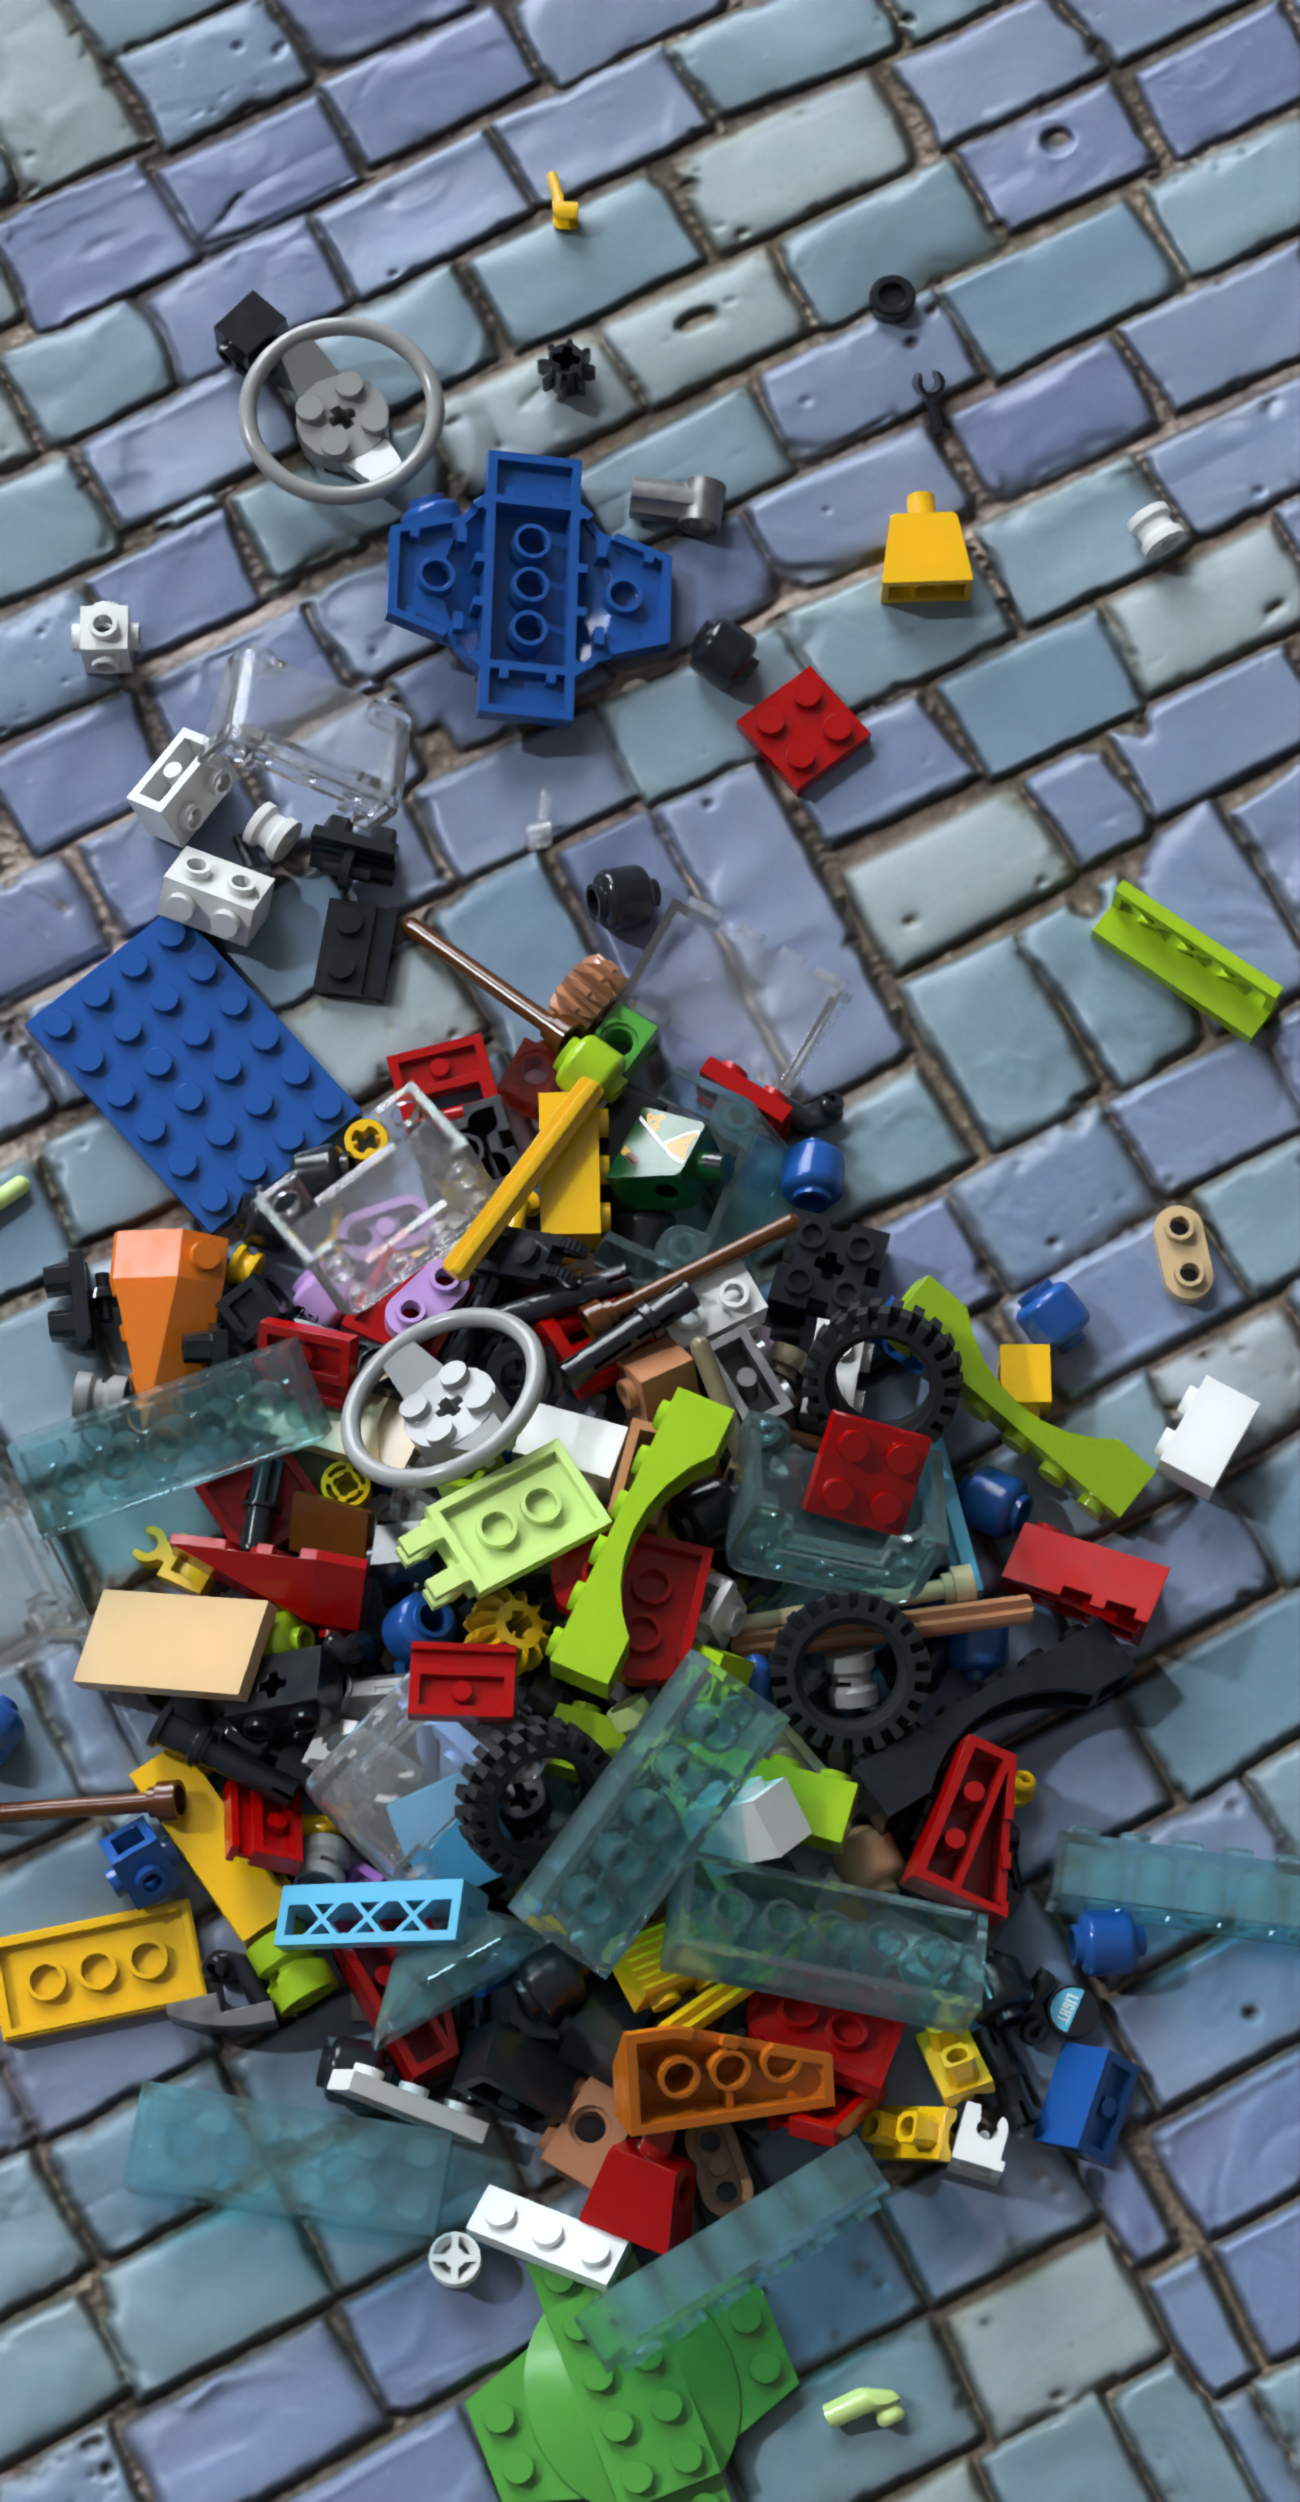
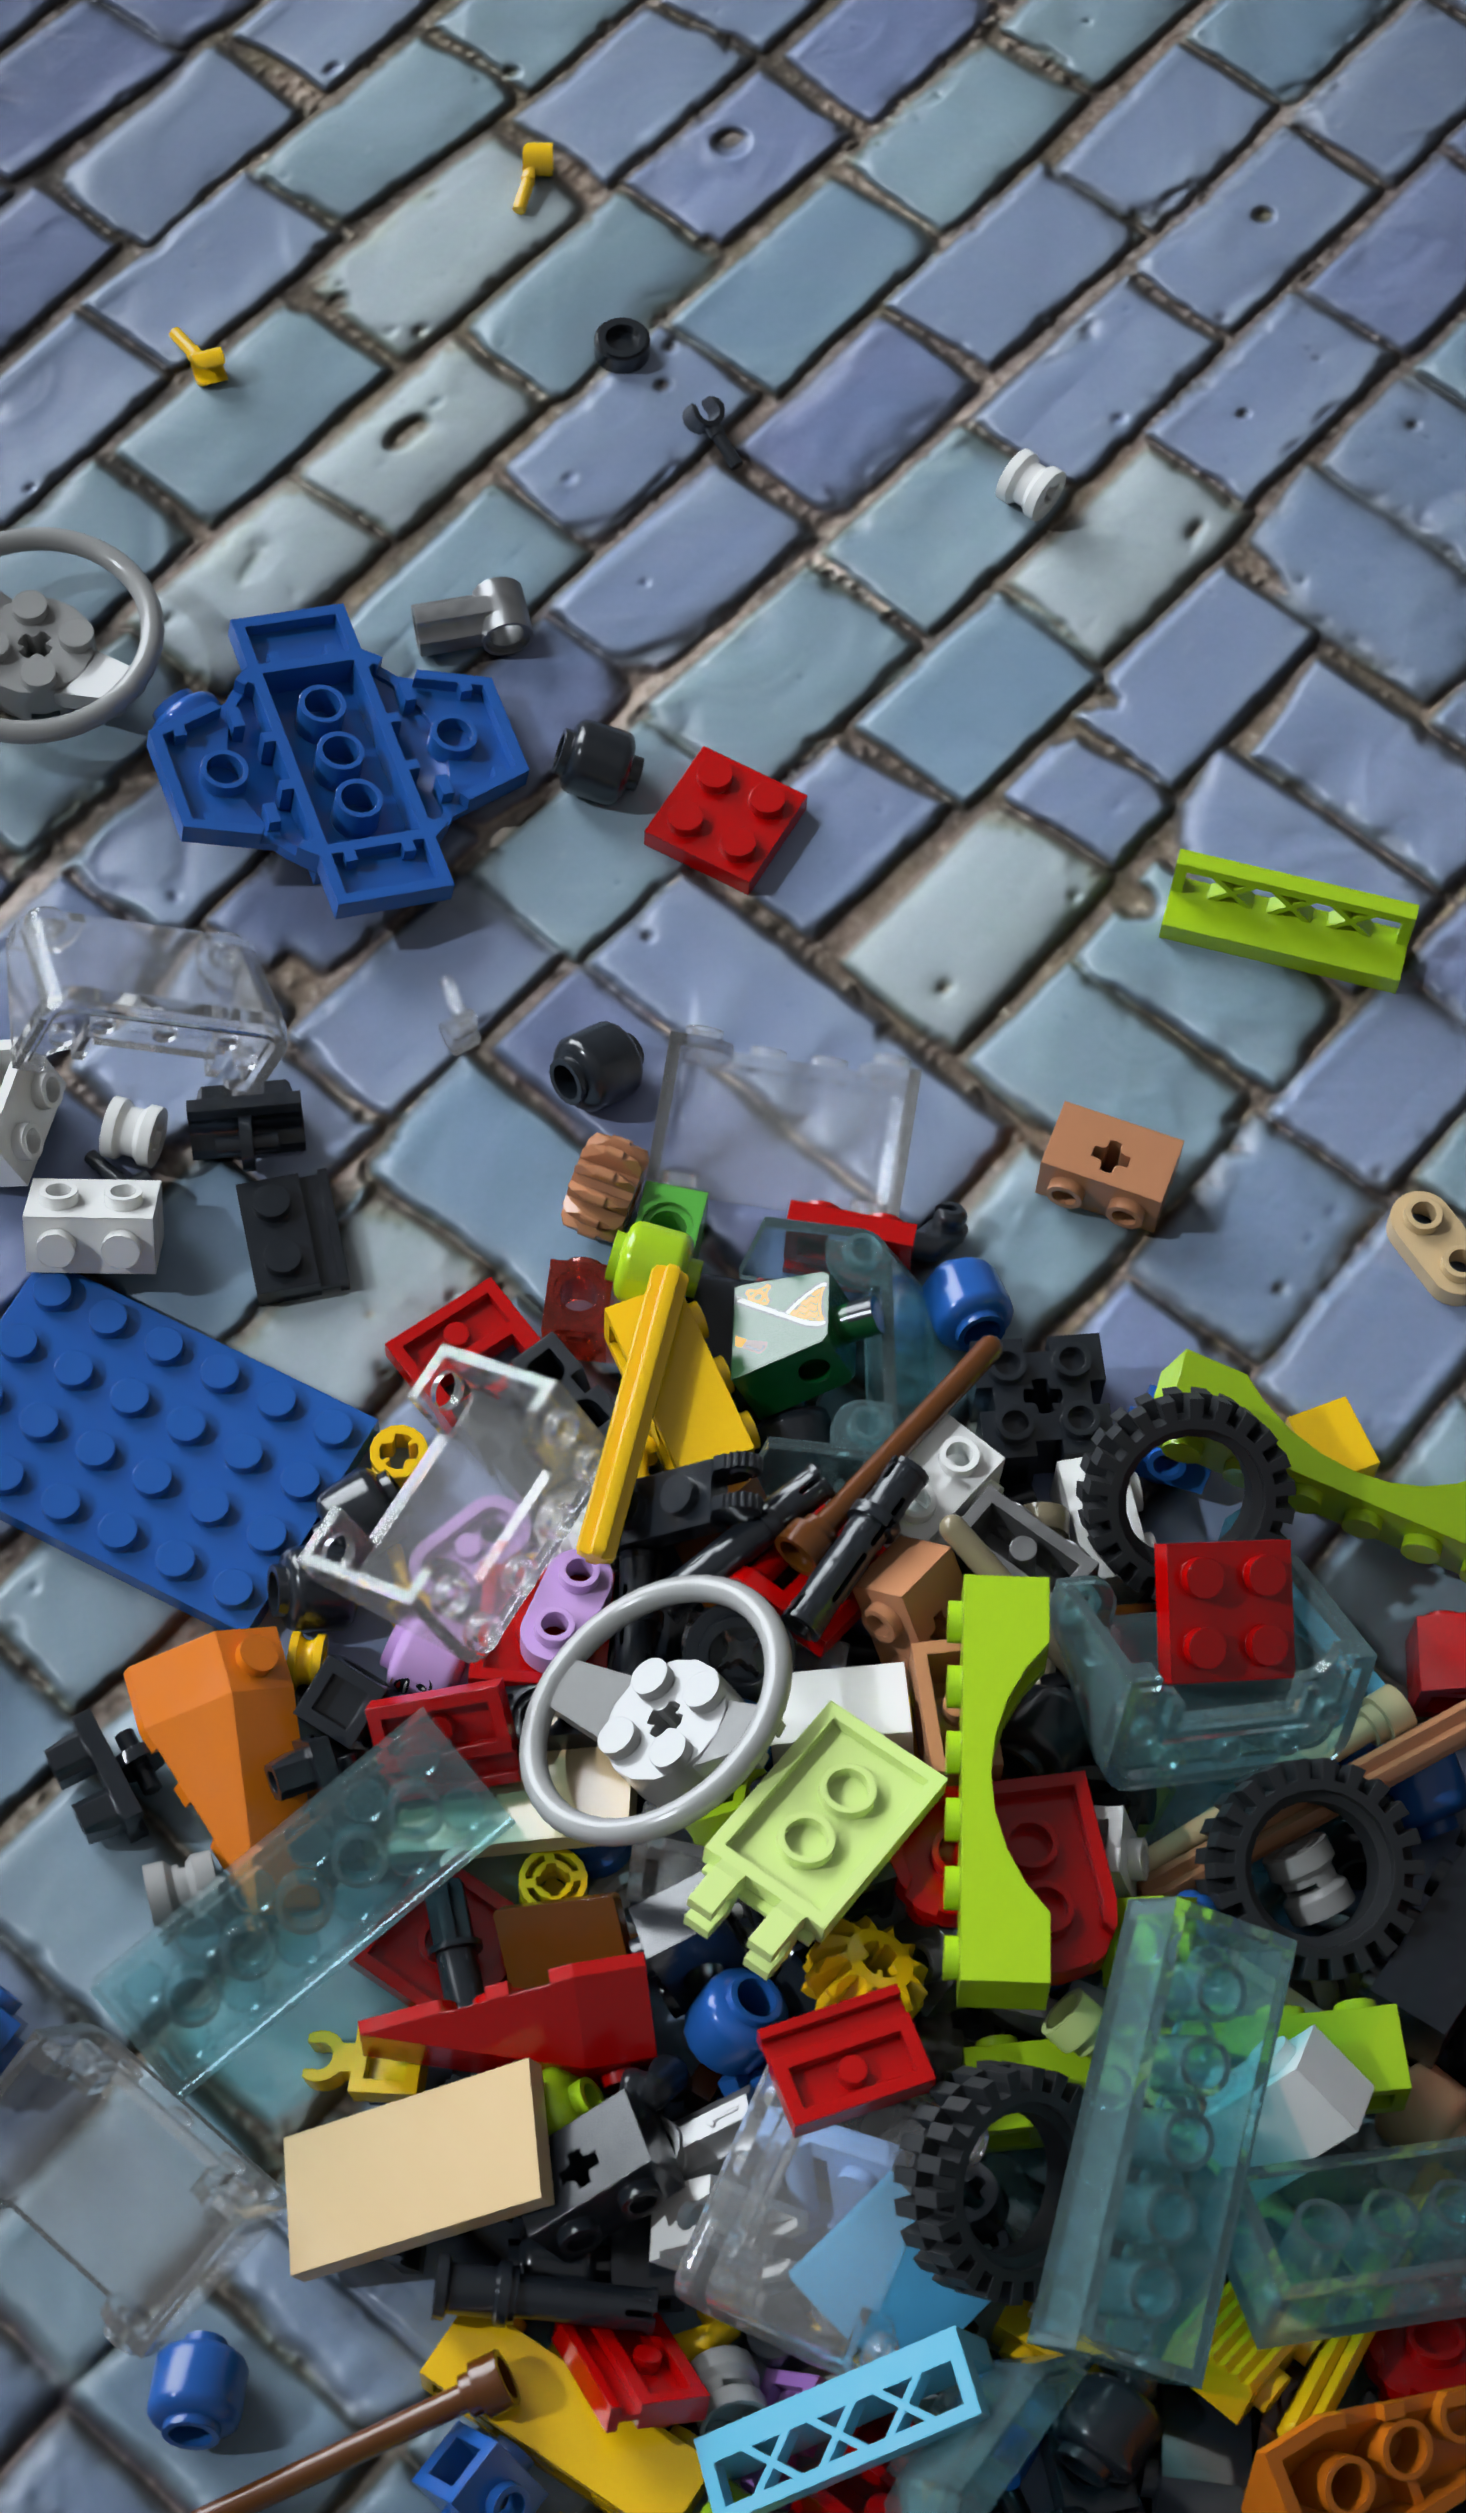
camera: 25 degrees left, 10 degrees down
(554, 1028) = (587, 1235): reddish brown piece -> none
(563, 357) = (280, 520): black gear -> none
(891, 112) = (536, 162): none -> yellow hand
(925, 555) = (785, 589): yellow torso -> none
(956, 1085) = (1093, 1142): none -> nougat brick
(994, 1502) = (1372, 1603): blue head -> none
(1053, 1316) = (1327, 1365): blue head -> none

